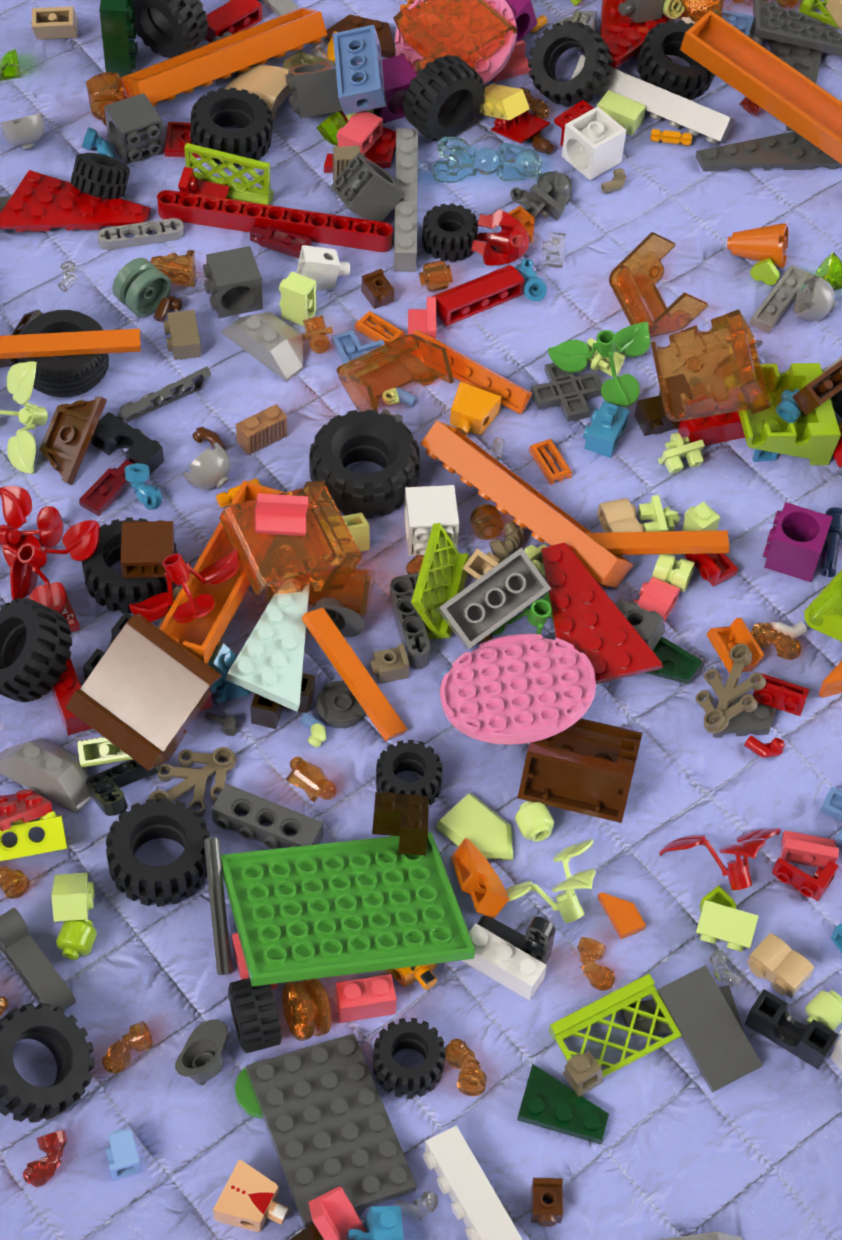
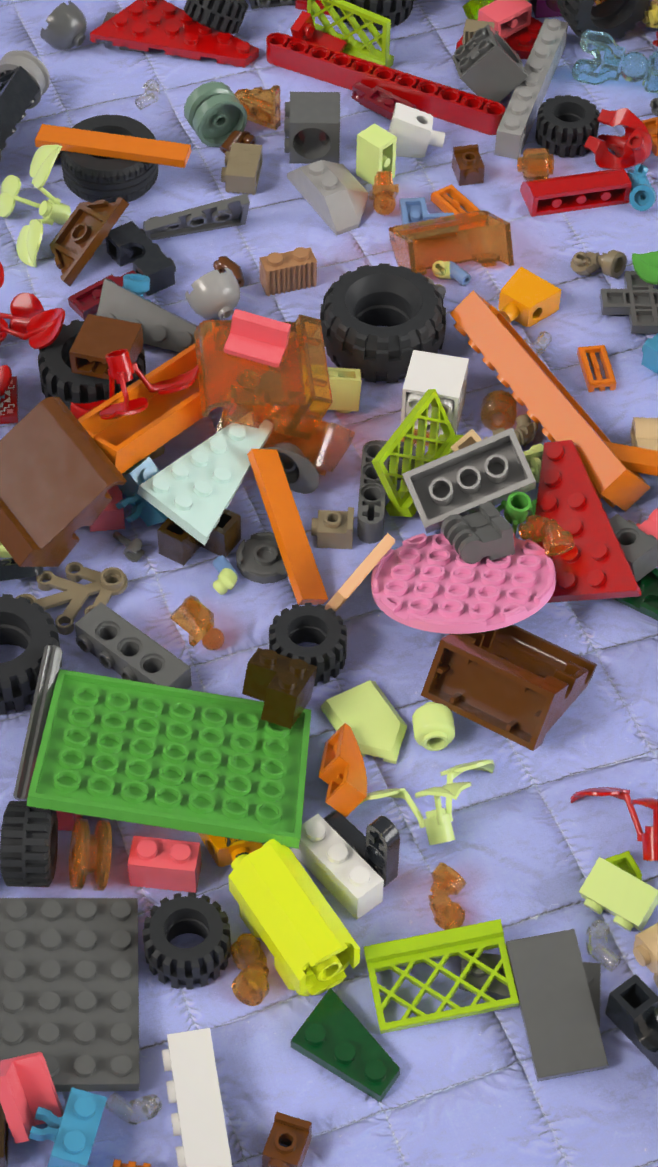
camera: 20 degrees right, 5 degrees down
(140, 231) = (265, 71): light grey beam -> none
(155, 505) = (158, 325): none -> dark grey wing
(423, 318) = (509, 206): coral panel -> none
(429, 705) = (360, 573): none -> light nougat tile
(481, 377) = (541, 263): orange tile -> none
(488, 1017) = (292, 919): none -> neon yellow brick
(511, 362) = (612, 263): none -> dark tan arm
(518, 645) = (480, 534): none -> dark grey legs
(564, 627) = (545, 530): none -> clear orange arm
(580, 1069) = (379, 1003): dark tan brick -> none
(622, 915) = (501, 854): orange tile -> none

